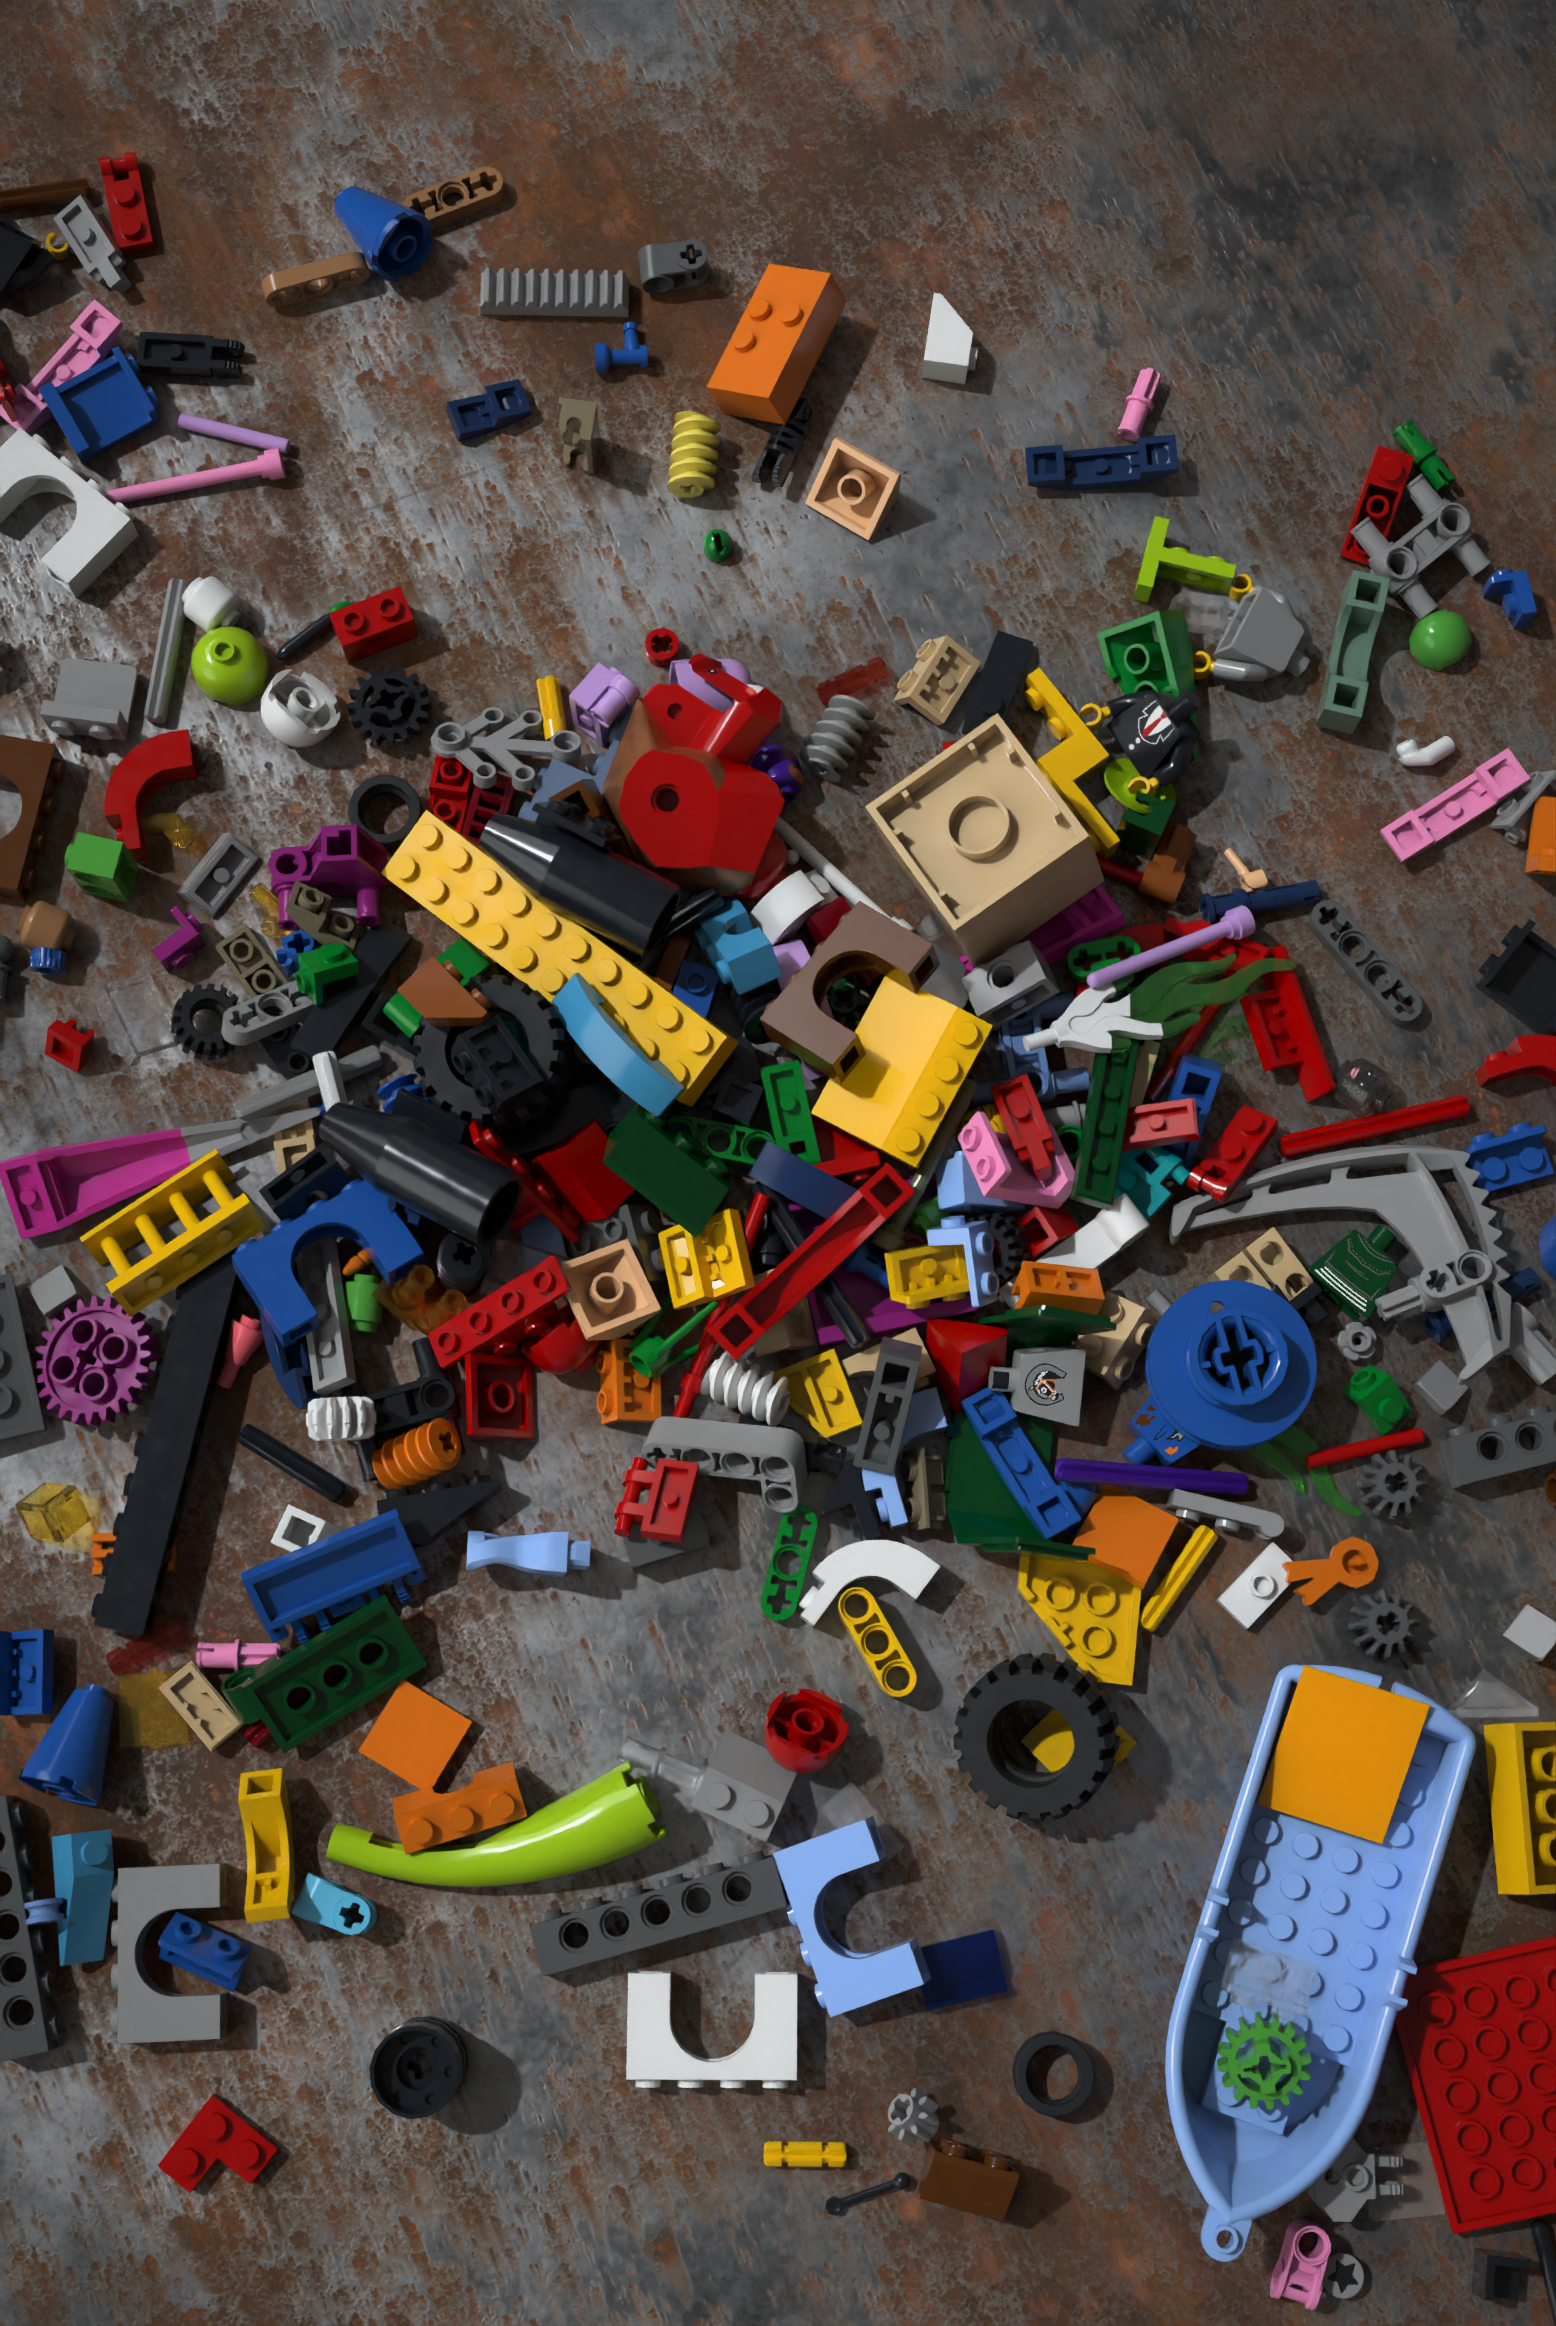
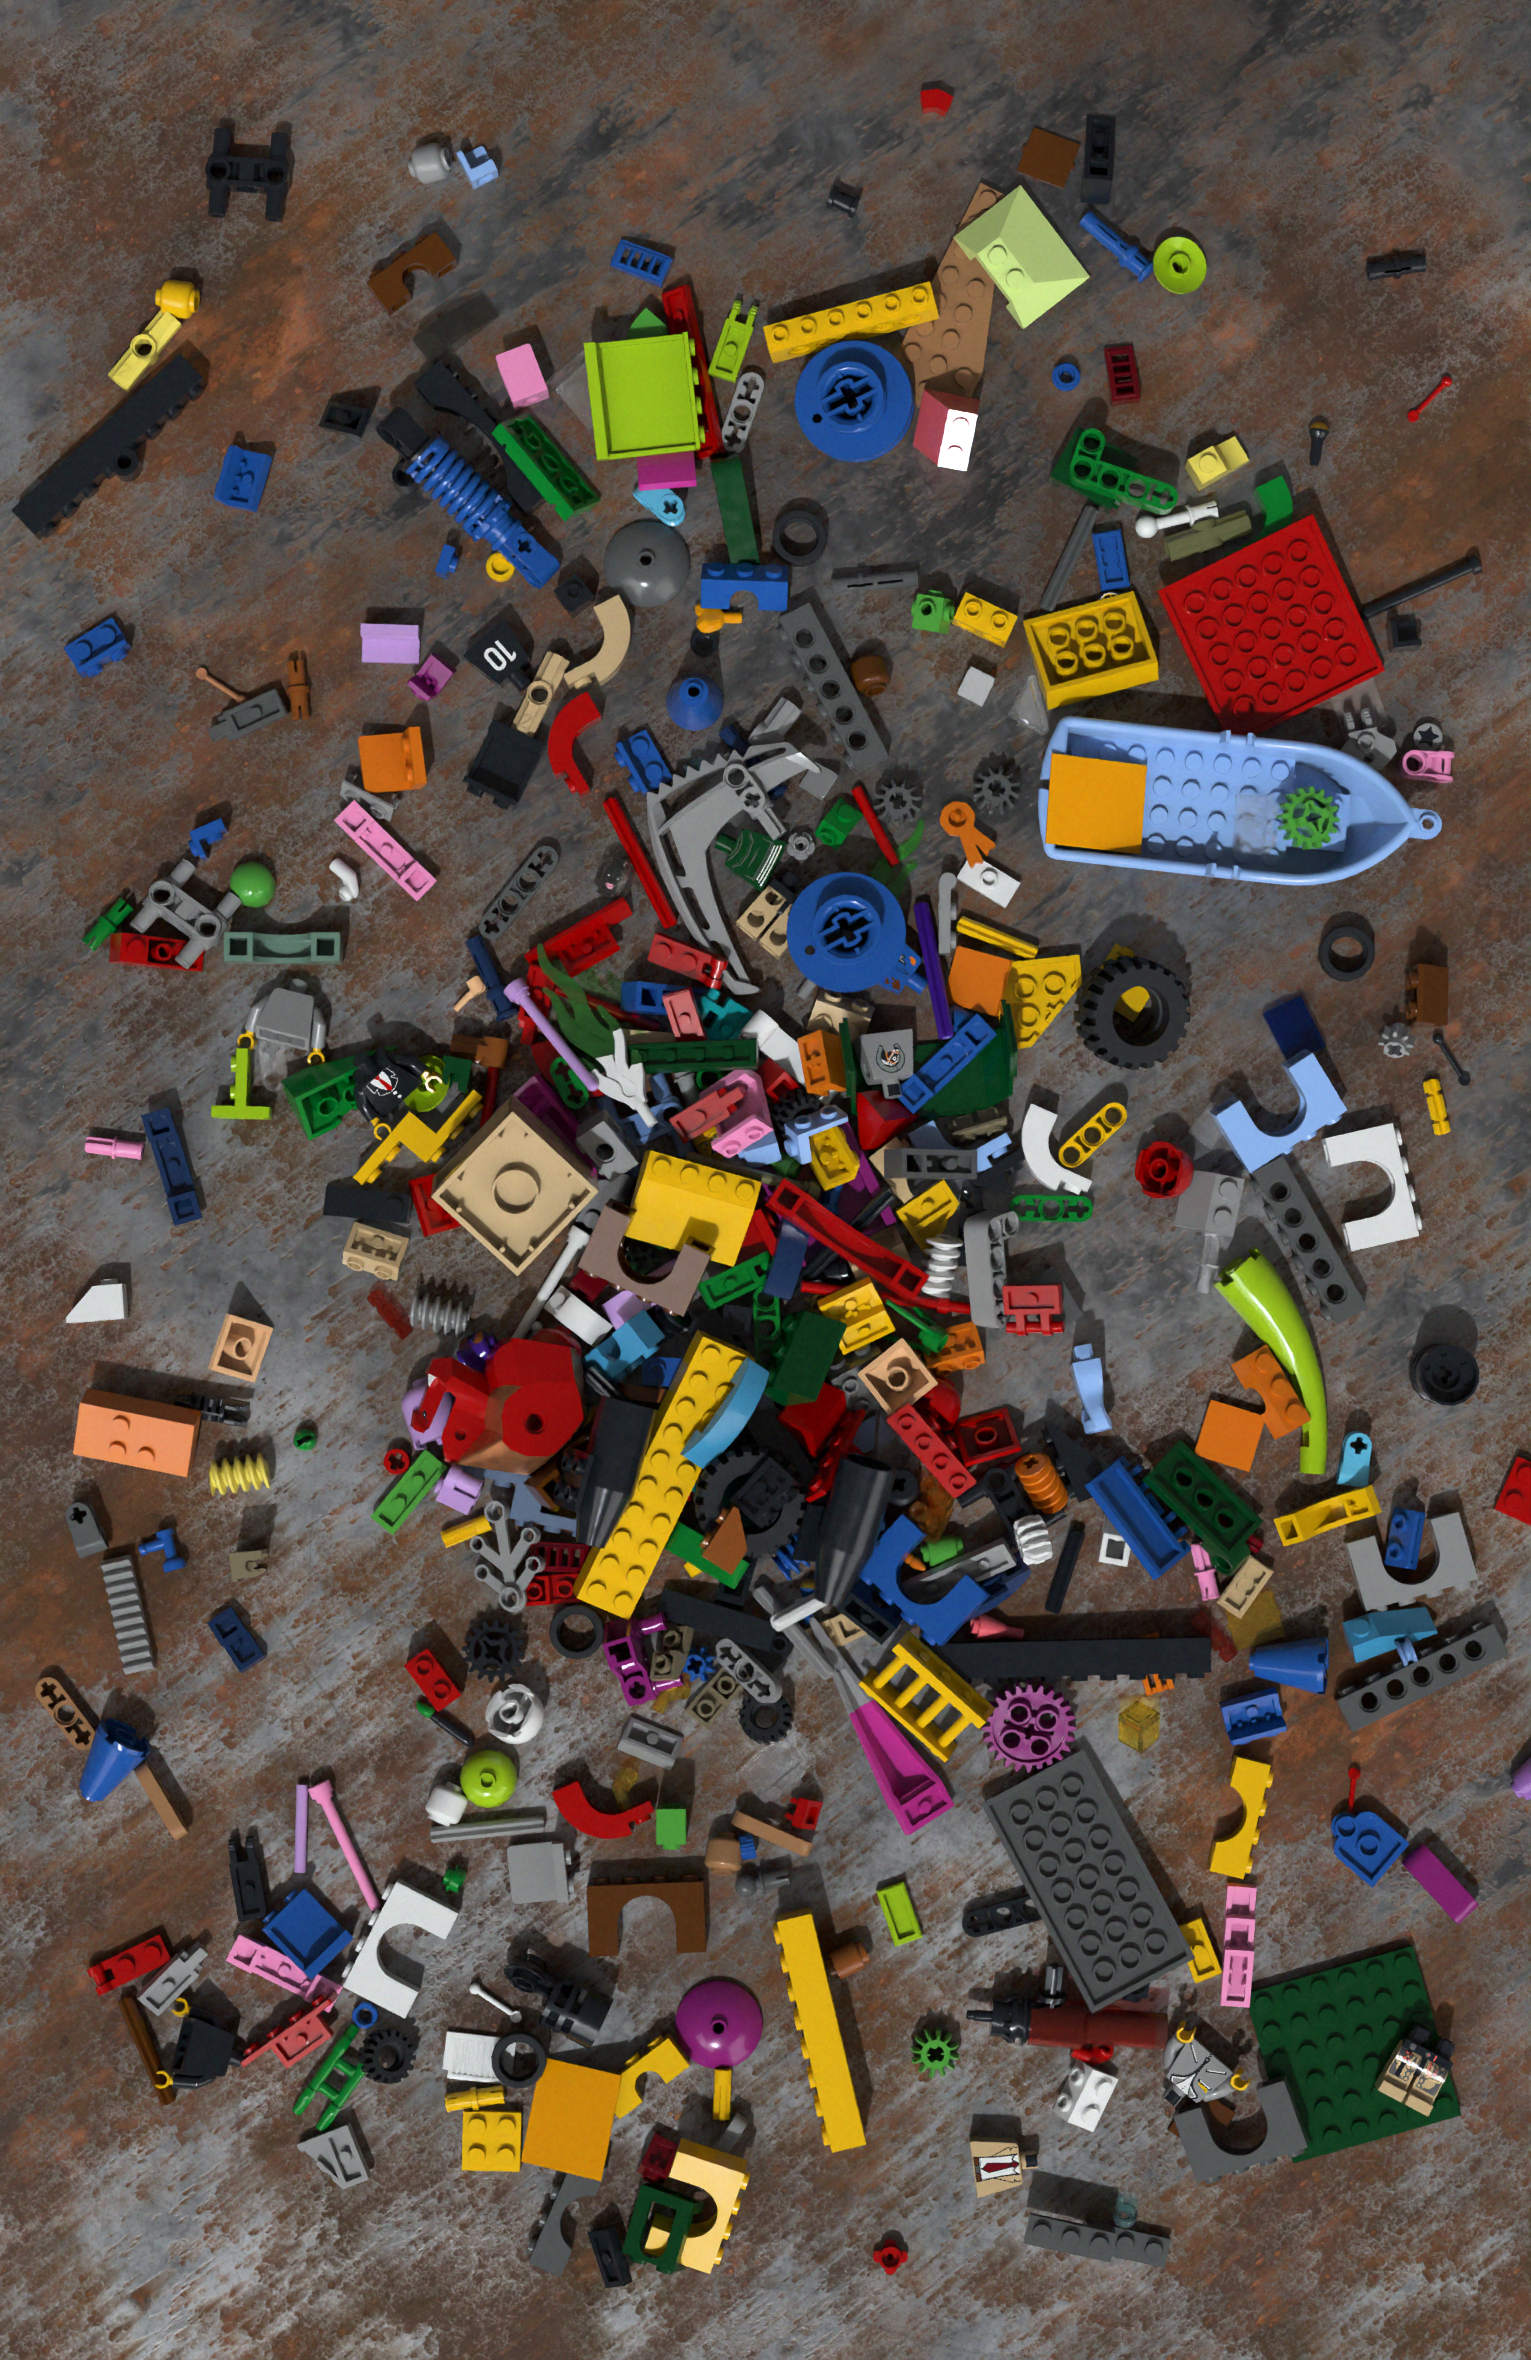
camera: 100 degrees left, 10 degrees up
(55, 996) = (772, 1833): none -> medium nougat beam
(55, 1292) = (984, 1772): light grey slope -> none
(115, 596) = (454, 1878): none -> green plate
(181, 946) = (717, 1753): magenta bracket -> none
(324, 966) = (710, 1641): green bracket -> none
(616, 645) = (409, 1492): none -> bright green plate

